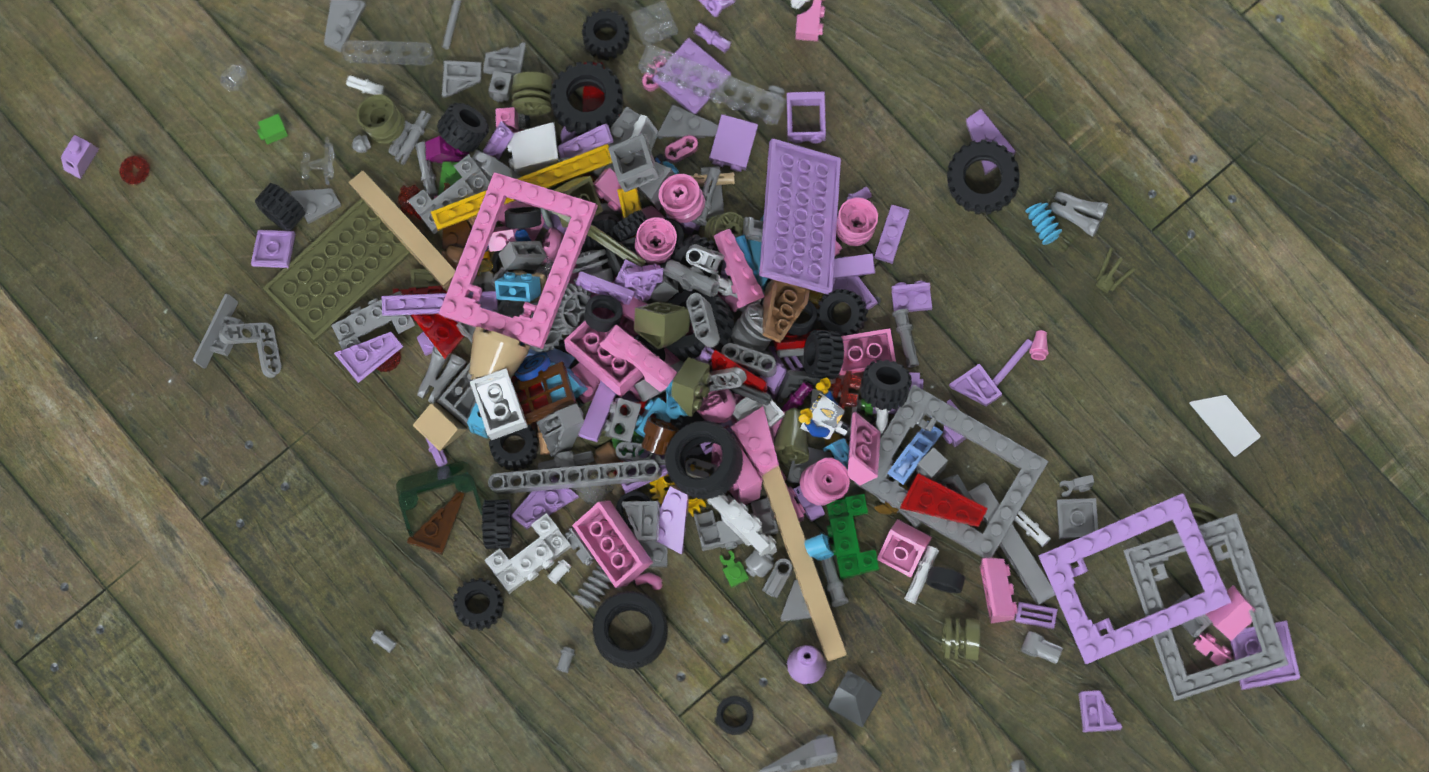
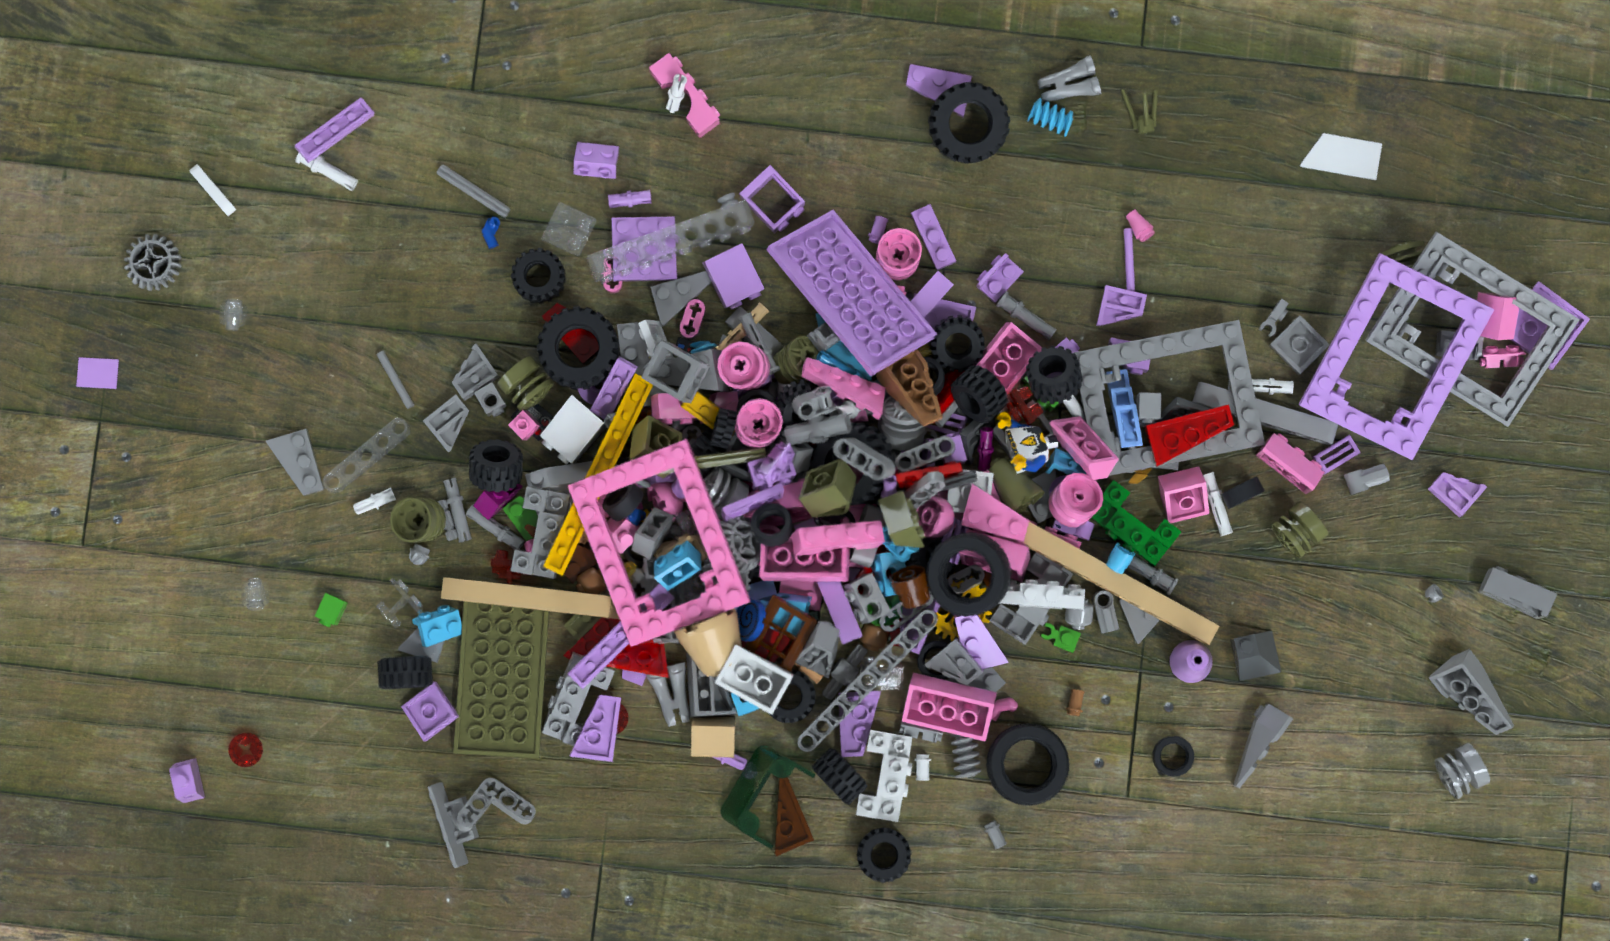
camera: 45 degrees left, 10 degrees up
(330, 198) = (438, 625): none -> medium azure bracket
(499, 141) = (535, 450): lavender hinge -> none
(701, 621) = (1075, 702): none -> medium nougat pin

